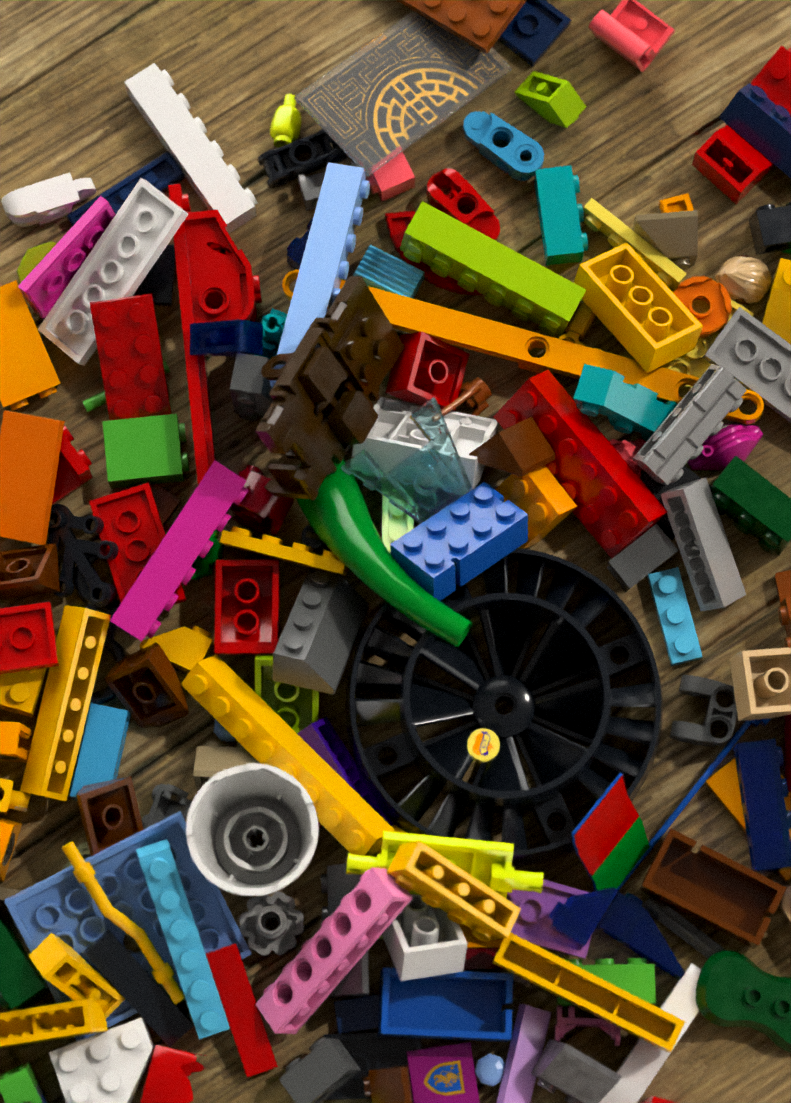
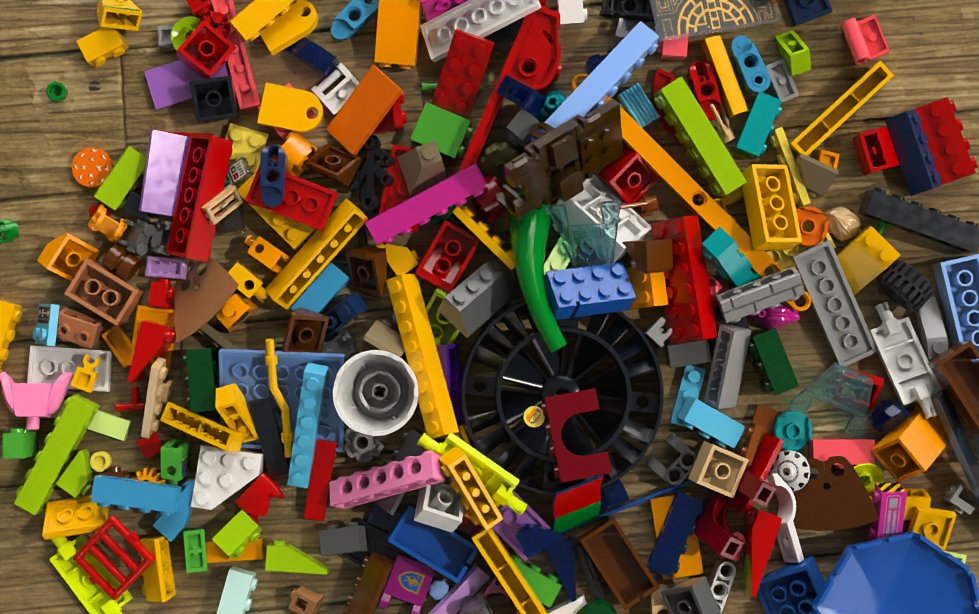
camera: 25 degrees right, 10 degrees up
(146, 507) = (422, 167): none -> dark tan slope
(149, 763) = (344, 313): none -> dark blue slope
(241, 444) = (495, 157): none -> olive plant
(488, 182) = (726, 79): none -> yellow brick
(520, 243) = (725, 131): none -> tan plant
(558, 142) = (782, 81): none -> light grey plate
(567, 779) = (569, 465): none -> dark red arch
(584, 554) = (656, 334): none -> light grey hinge
(652, 802) = (613, 495): none -> clear blue slope
(655, 135) = (841, 110): none -> yellow brick
(724, 630) = (710, 422): none -> medium azure brick

